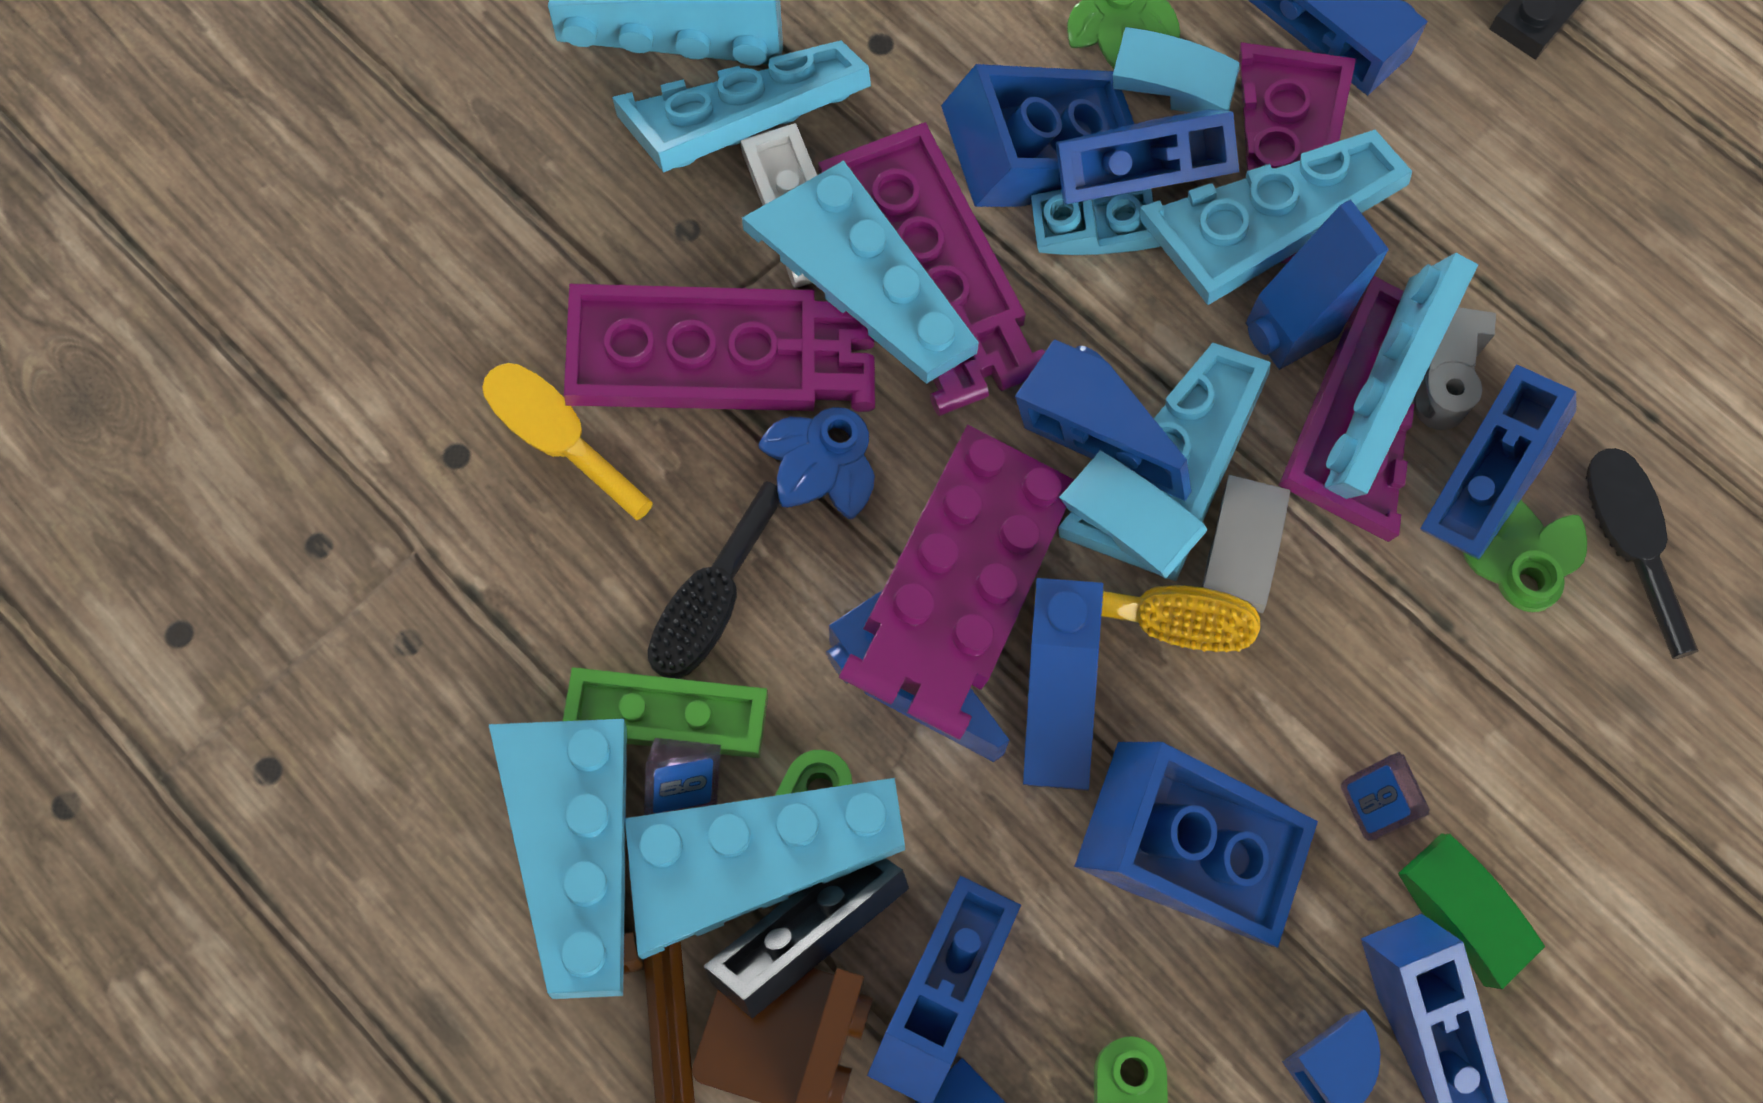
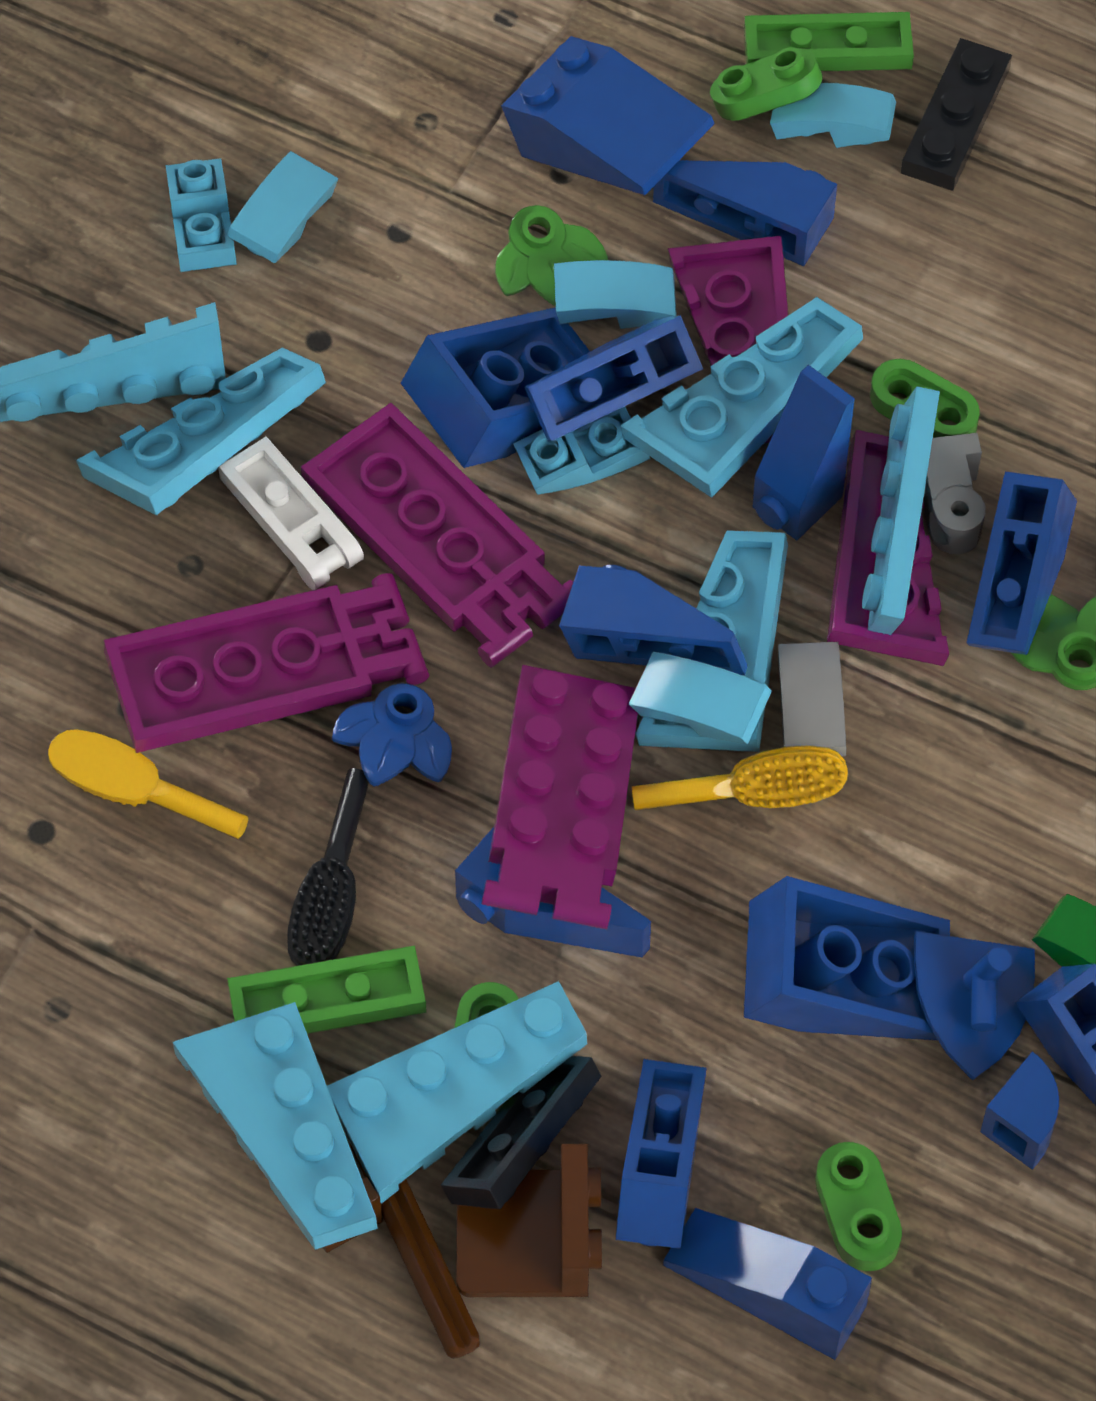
camera: 15 degrees left, 10 degrees down
(681, 775) = (361, 1038): slope -> none
(864, 267) = (364, 539): medium azure wing -> none
(1062, 683) = (684, 863): blue slope -> none
(1317, 912) = (971, 995): none -> blue shield
(1385, 797) = (1003, 882): slope -> none
(1443, 240) = (904, 376): none -> bright green plate

